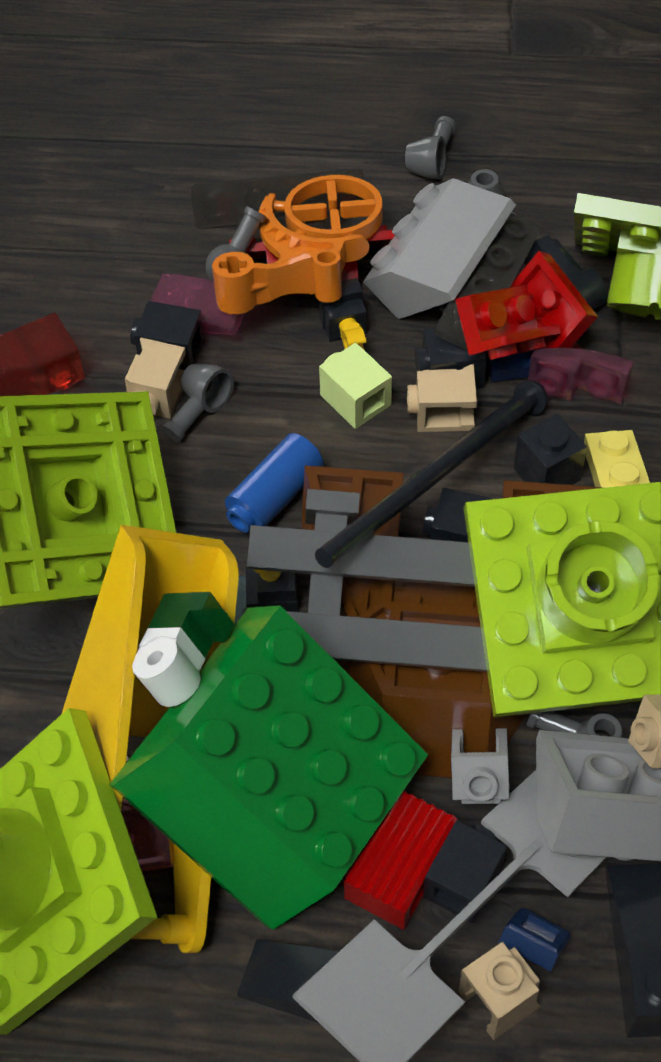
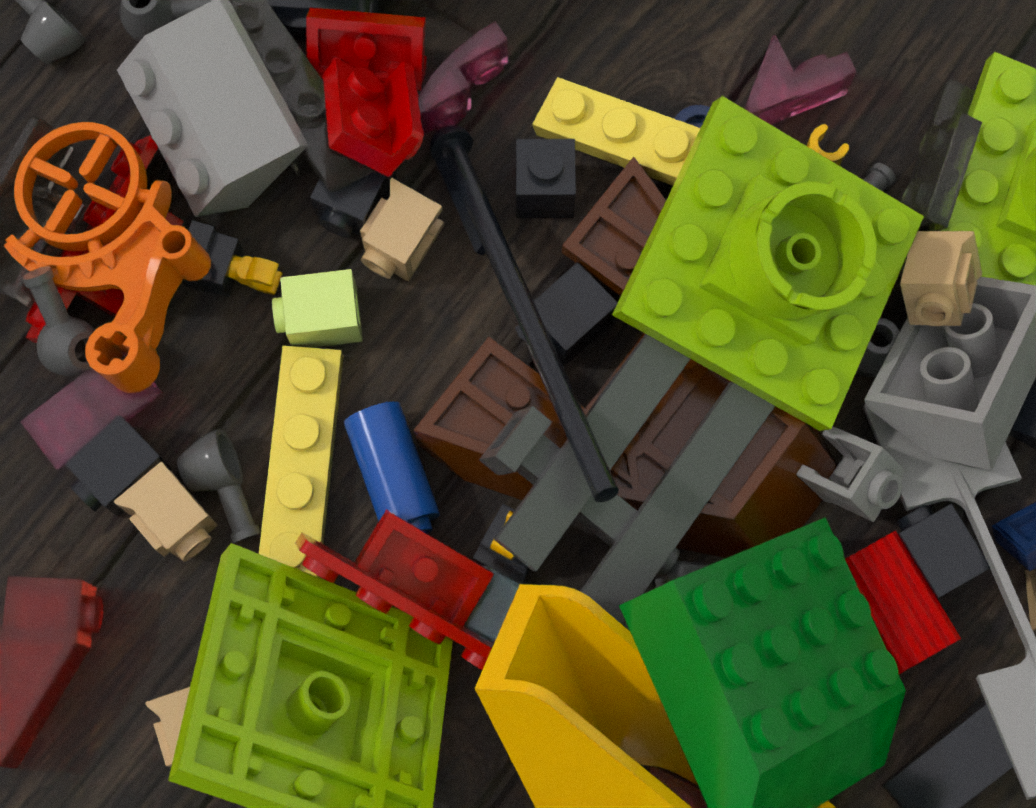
camera: 60 degrees left, 20 degrees up
(178, 645) = (635, 708): leg -> none
(199, 505) = (416, 575): none -> red bracket
(244, 436) = (301, 452): none -> light yellow plate

